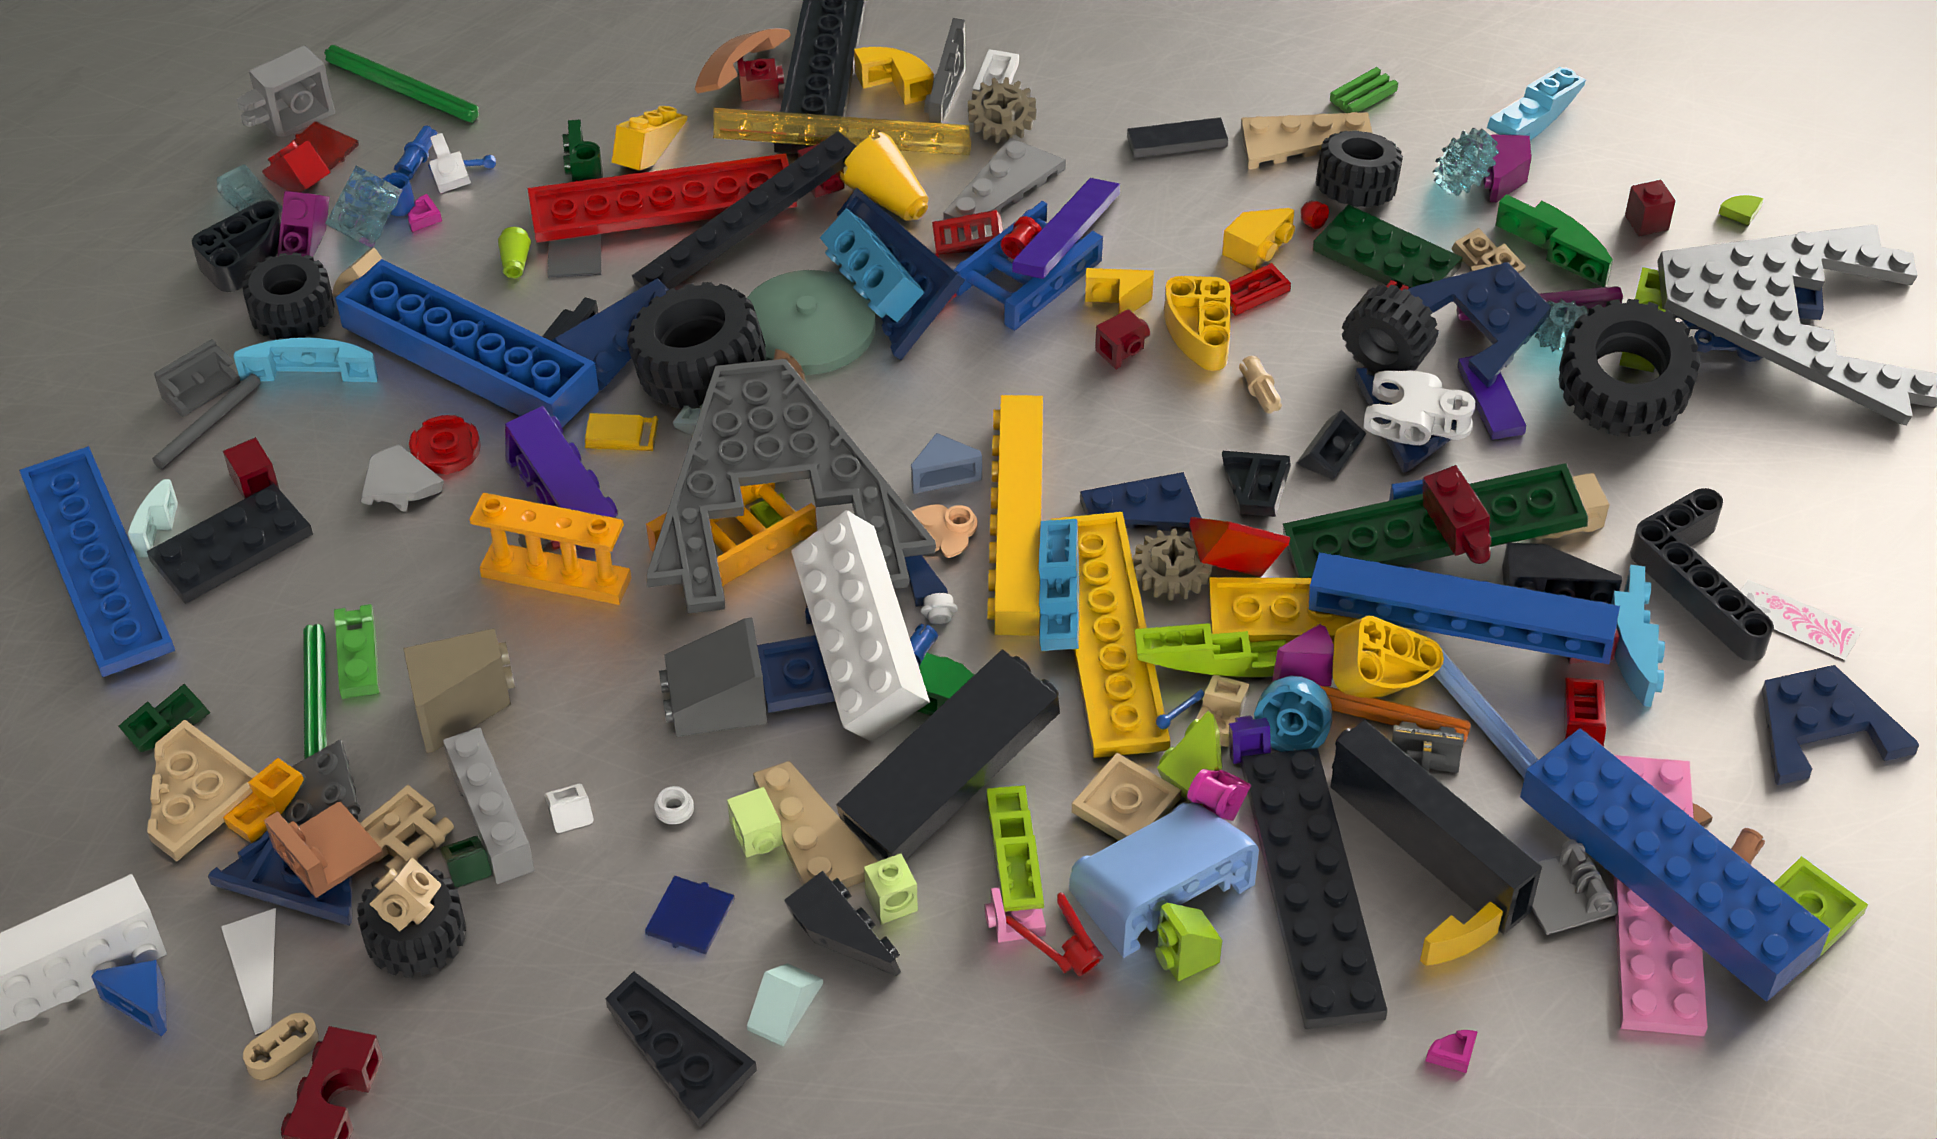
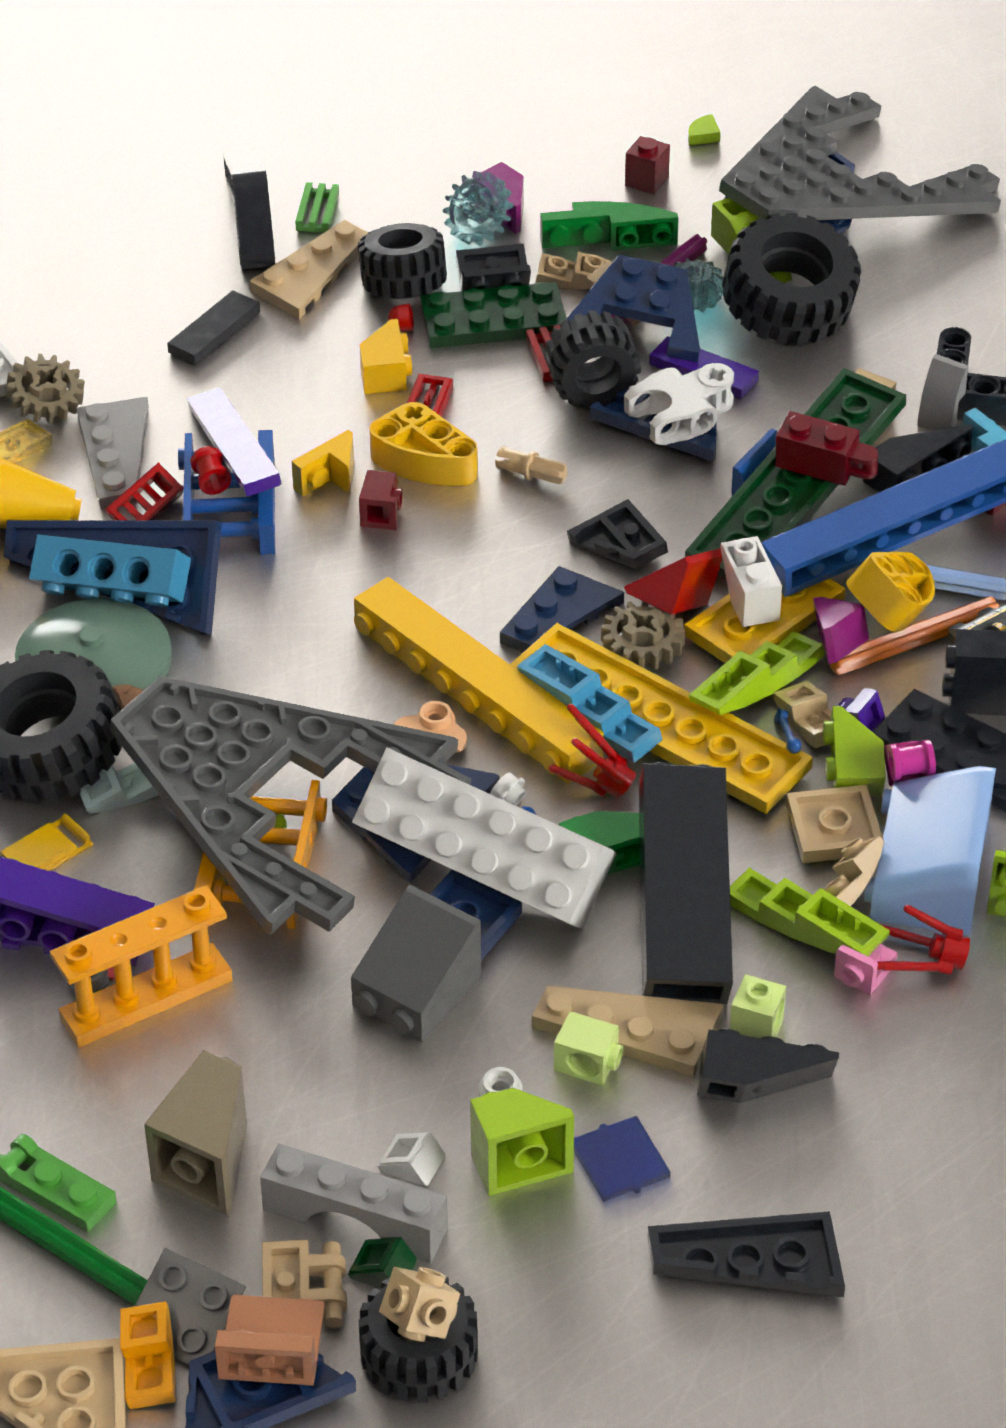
camera: 45 degrees left, 5 degrees down
(616, 844) = (520, 1139): none -> lime slope
(782, 1002) = (784, 1159): light aqua slope -> none
(945, 465) = (370, 680): sand blue slope -> none
(1015, 644) = (611, 772): none -> red plant
(1092, 838) = (855, 868): none -> tan slope
(1281, 577) = (751, 581): none -> white slope
(1291, 45) = (249, 189): none -> black beam
(1296, 713) = (879, 665): dark azure cylinder -> none
(1332, 445) = (636, 476): black slope -> none
(1426, 216) = (492, 267): none -> black bracket
(1540, 105) = (468, 136): medium azure slope -> none
(1631, 536) = (941, 393): none -> light grey slope

